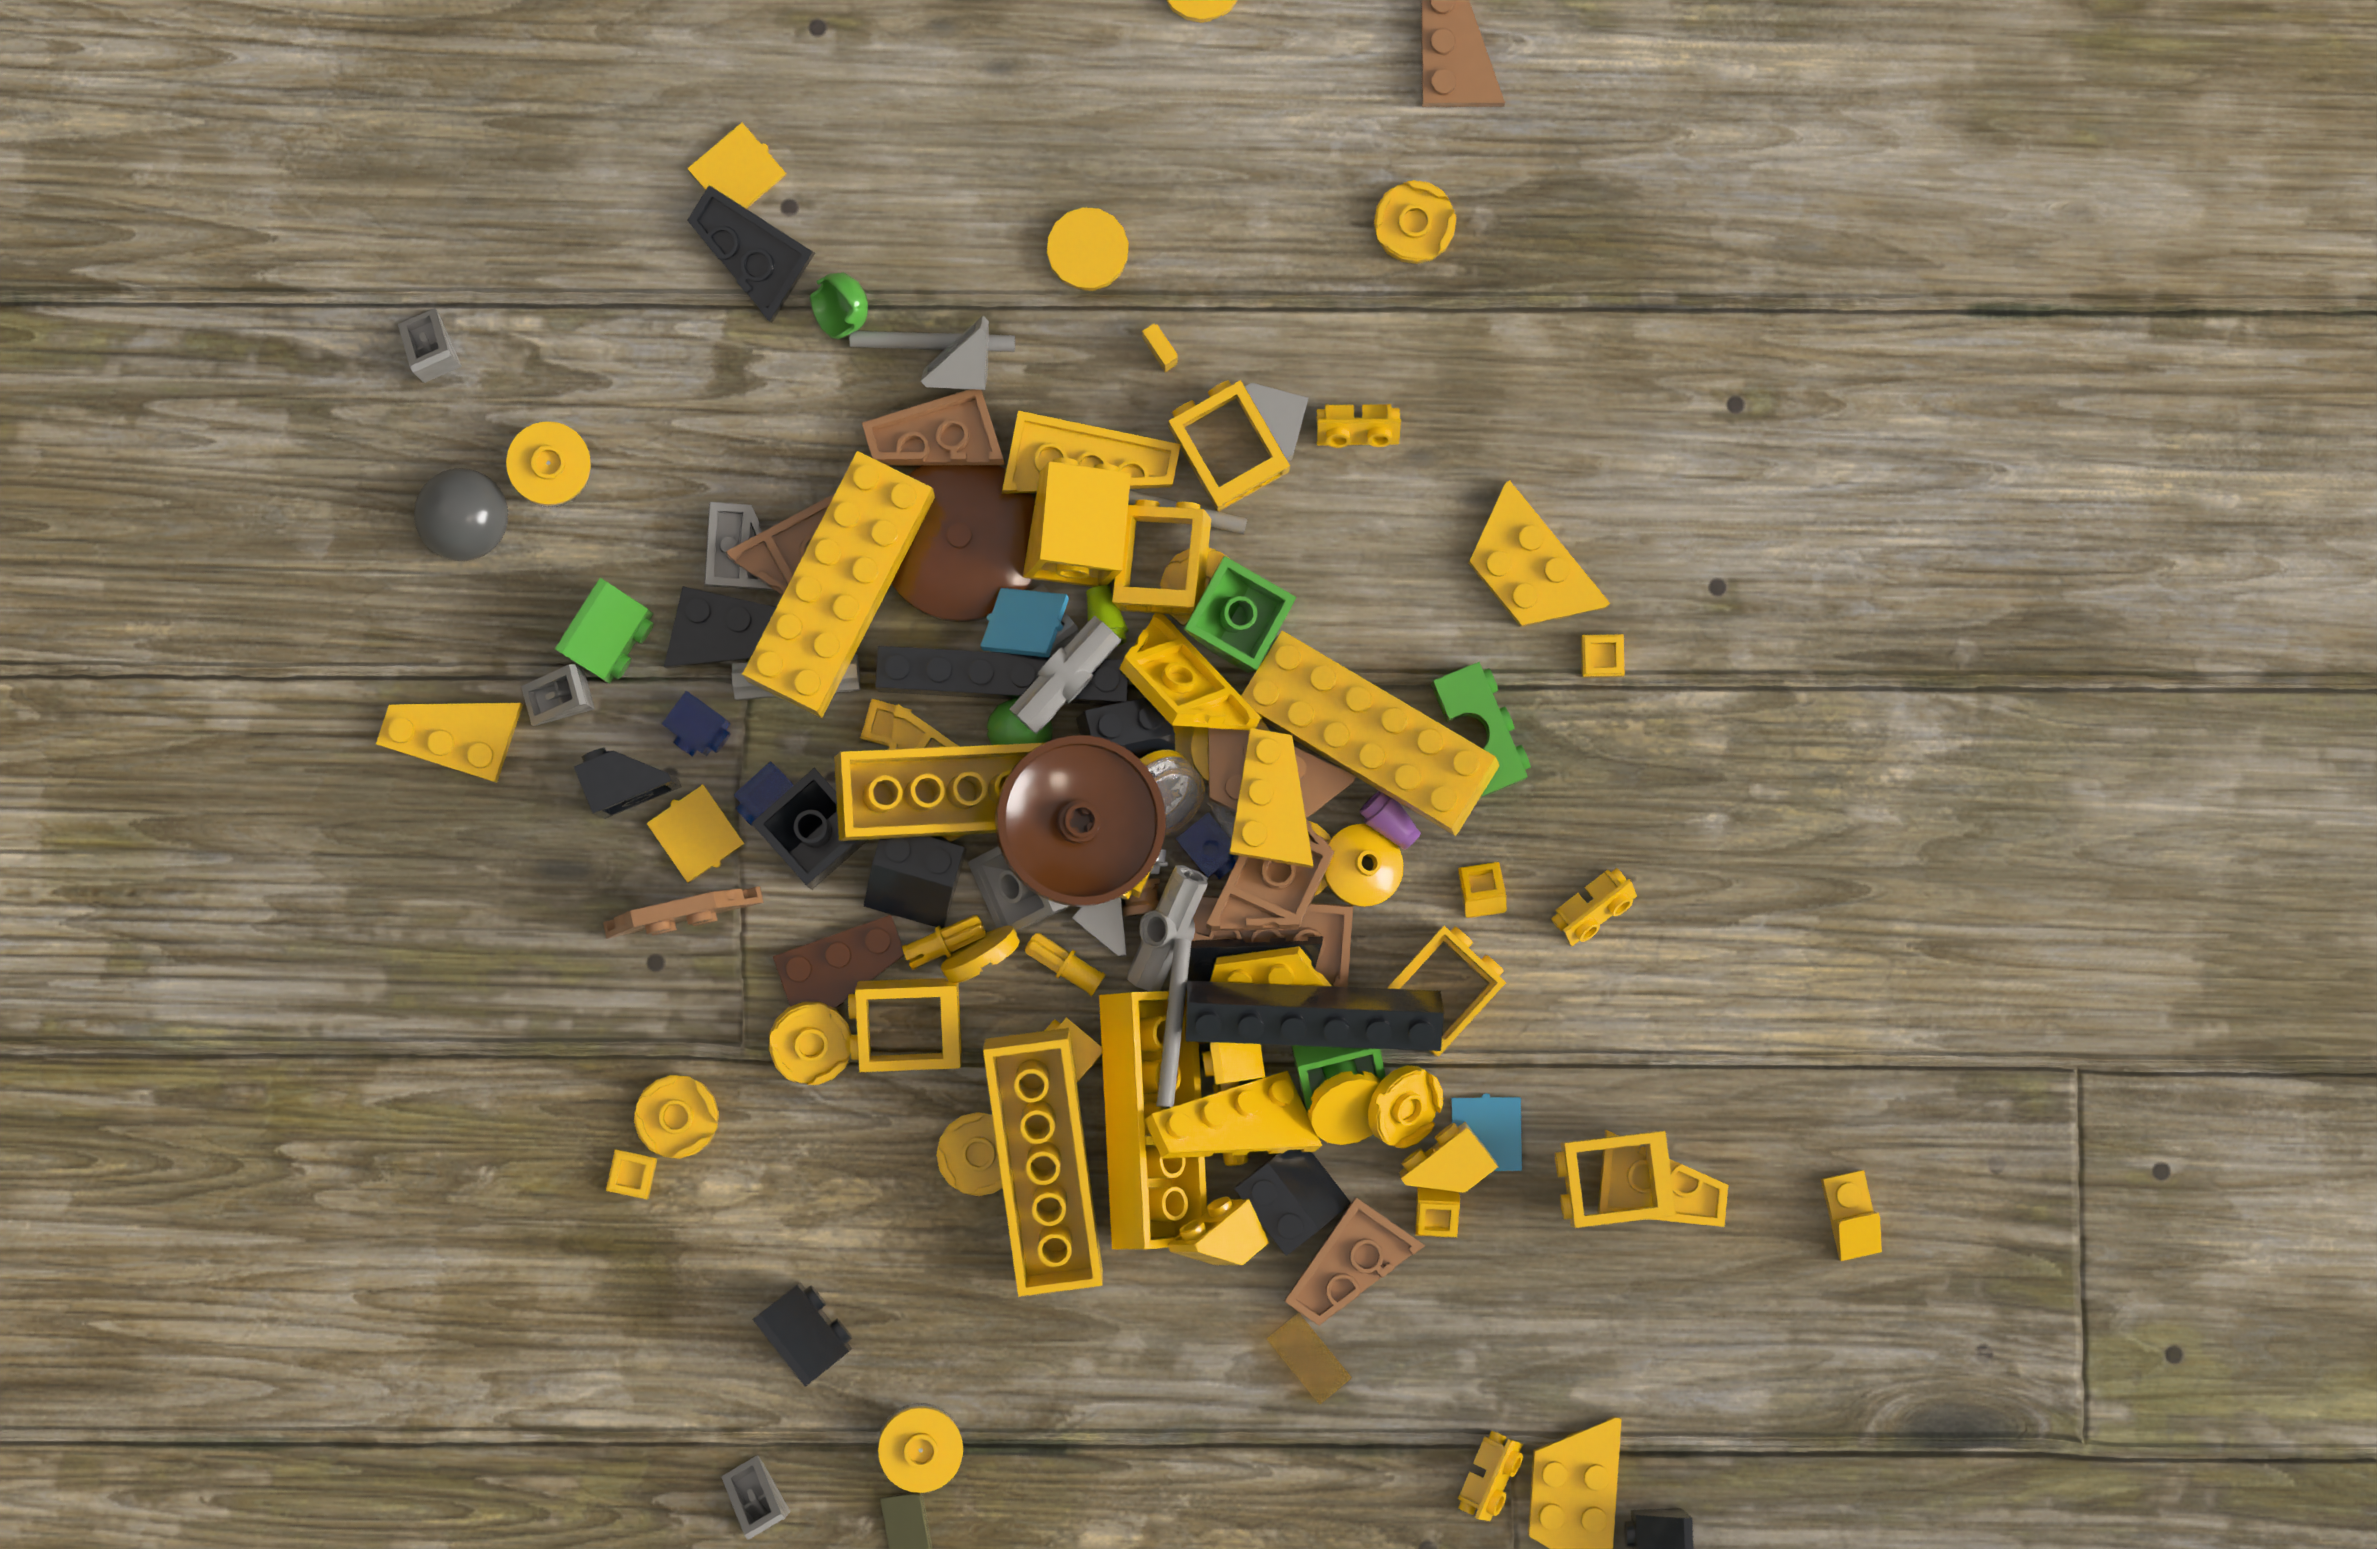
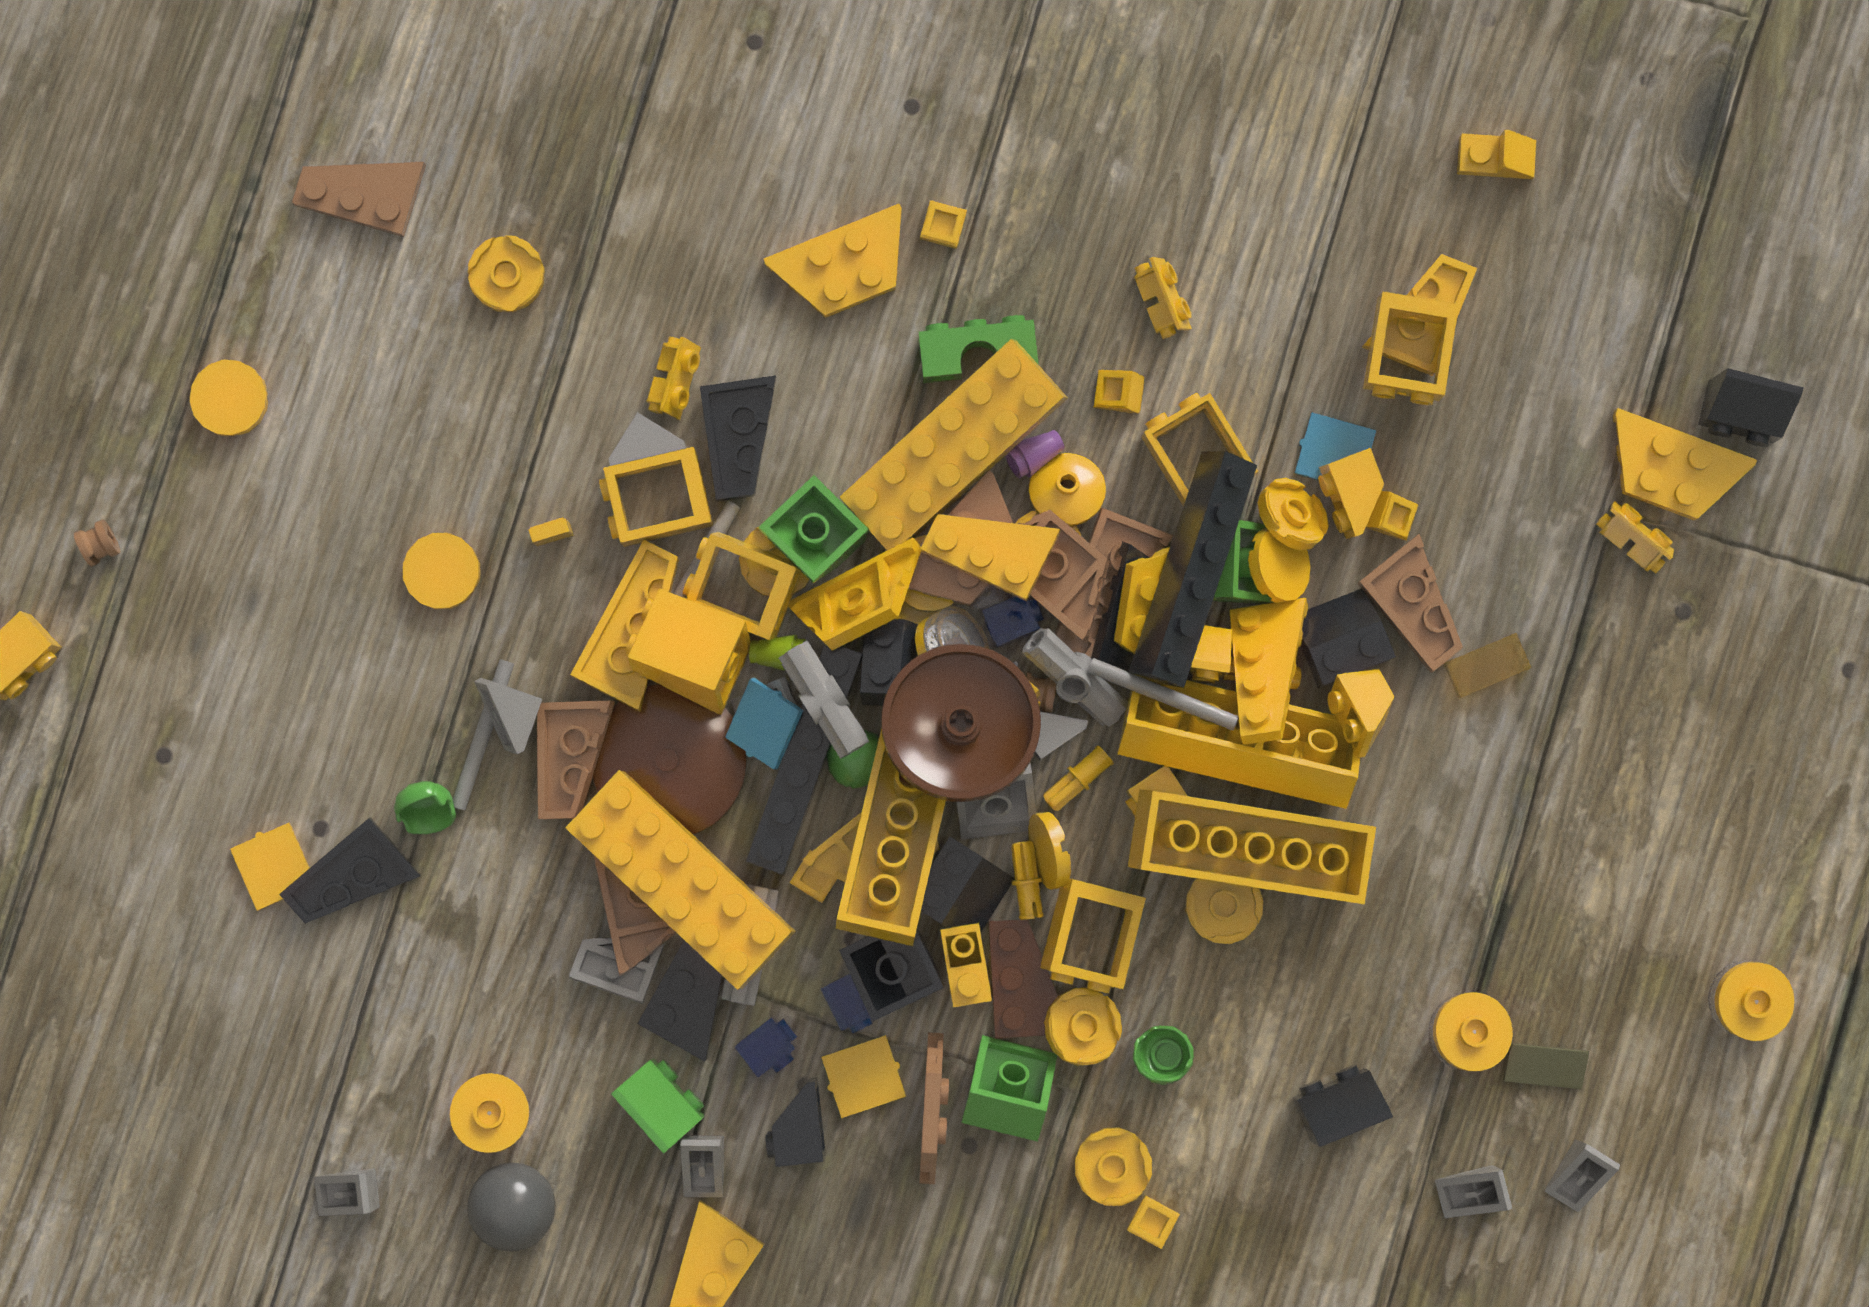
camera: 70 degrees left, 0 degrees up
(725, 985) = (1010, 1088): none -> bright green slope
(804, 1133) = (1163, 1054): none -> bright green hair
(837, 903) = (966, 965): none -> yellow slope
(1319, 506) = (736, 433): none -> black wing

